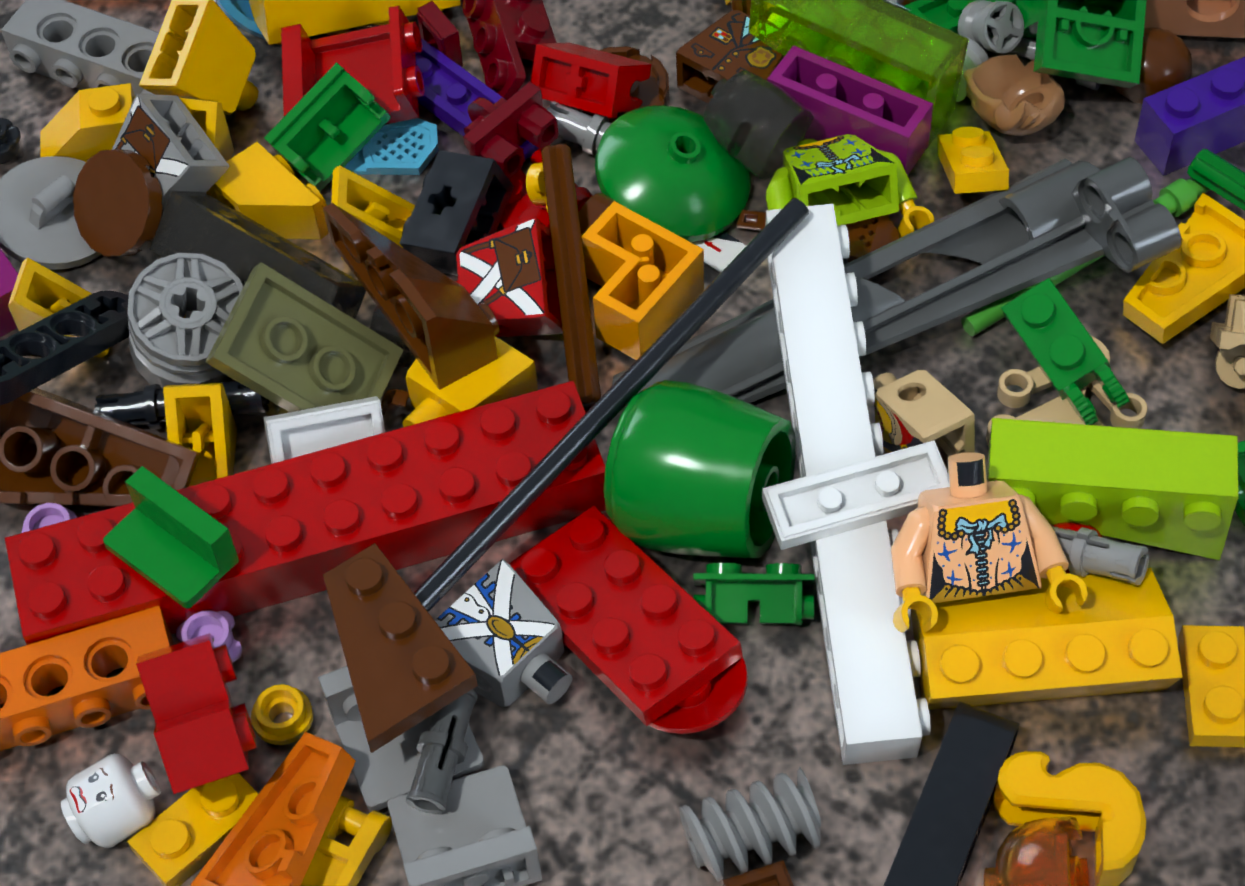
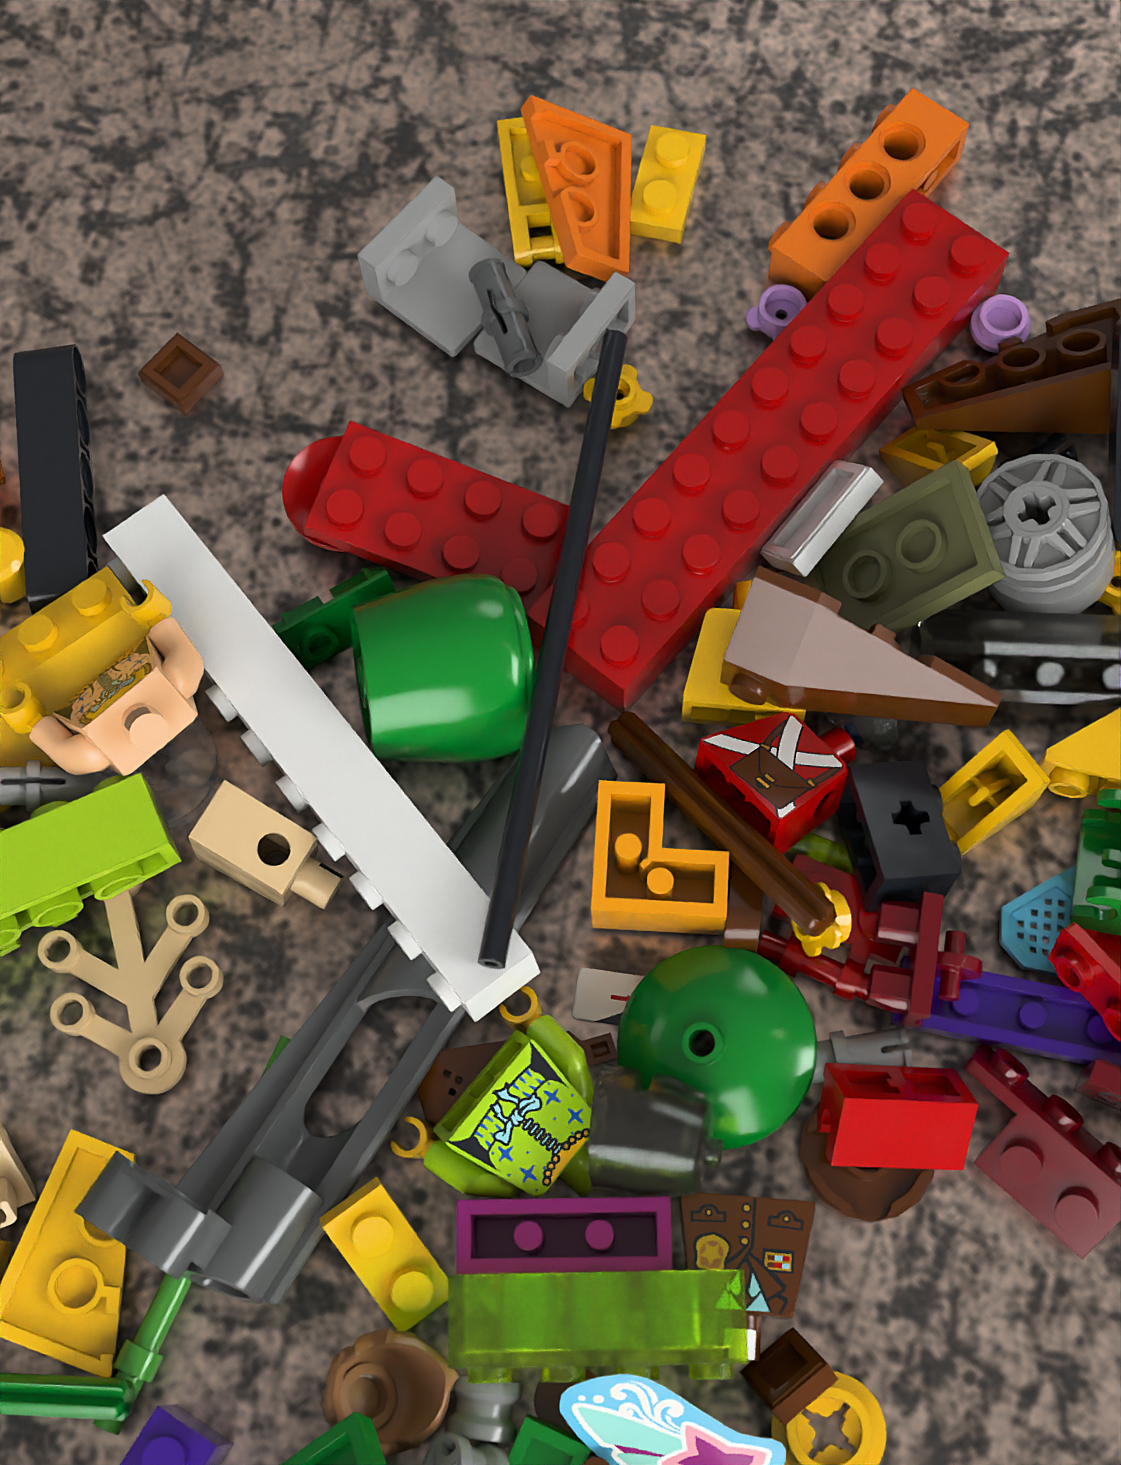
camera: 150 degrees right, 15 degrees up
(110, 801) = (743, 145): white head -> none
(171, 540) = (851, 307): green panel -> none
(194, 715) = (707, 210): red brick -> none
(278, 700) = (668, 278): yellow plate -> none
(392, 647) = (590, 330): reddish brown wing -> none
(507, 638) = (526, 435): torso -> none
(752, 824) = (211, 402): light grey piece -> none
(853, 494) = (261, 696): white tile -> none
(1062, 348) = (163, 1035): green hinge -> none

